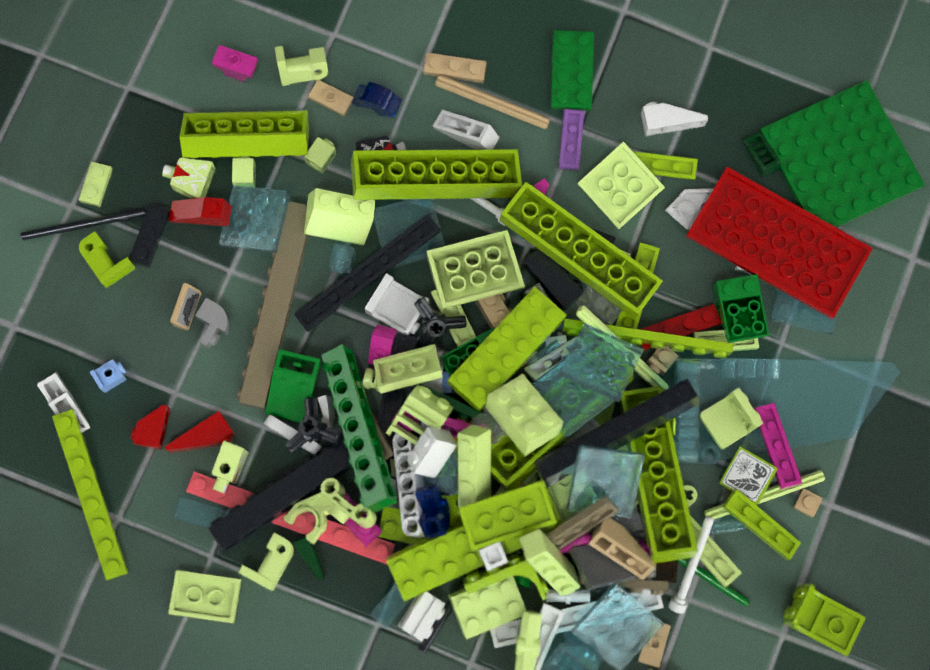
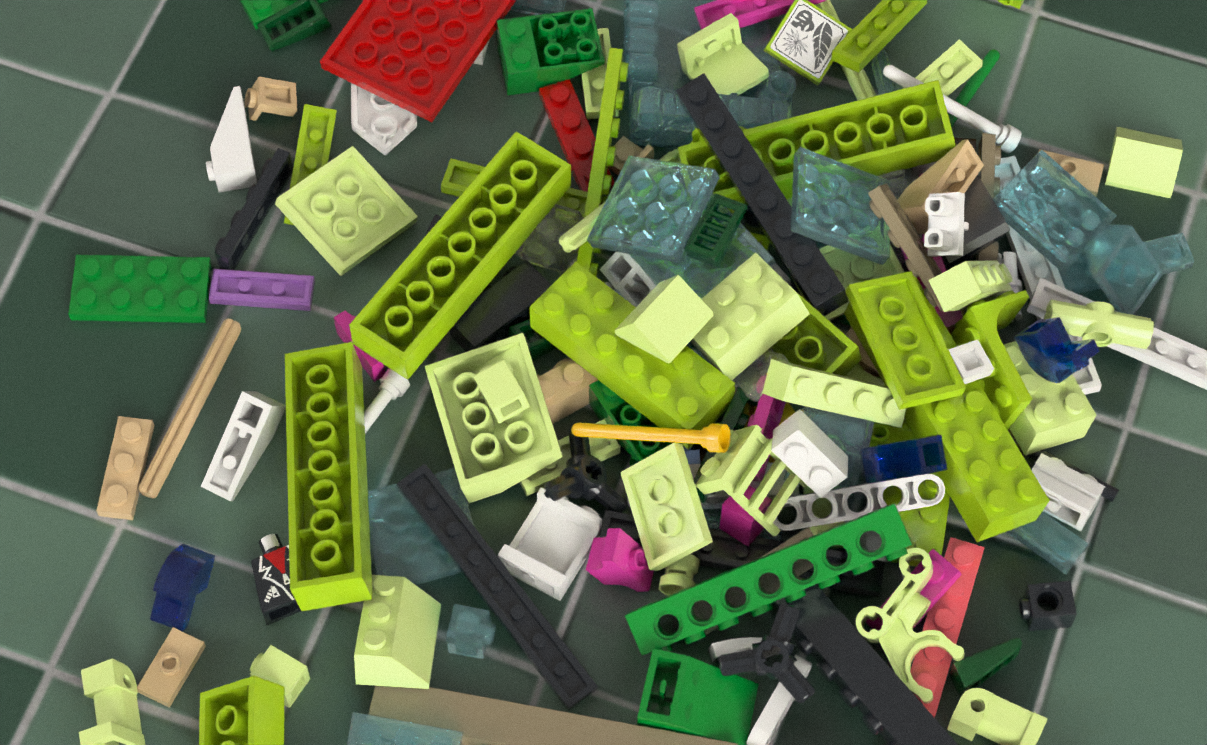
camera: 85 degrees left, 15 degrees down
(352, 608) = (1058, 595): none -> black brick
(439, 391) = (714, 437): none -> yellow piece
(482, 270) = (501, 390): none -> yellowish green brick
(503, 612) = (1051, 352): none -> clear blue brick
(516, 364) = (665, 319): none -> yellowish green slope
(578, 388) = (715, 256): none -> dark green slope
(587, 546) = (945, 224): none -> white hips
(616, 129) = (258, 204): none -> black plate
(704, 140) = (271, 97): none -> tan bracket

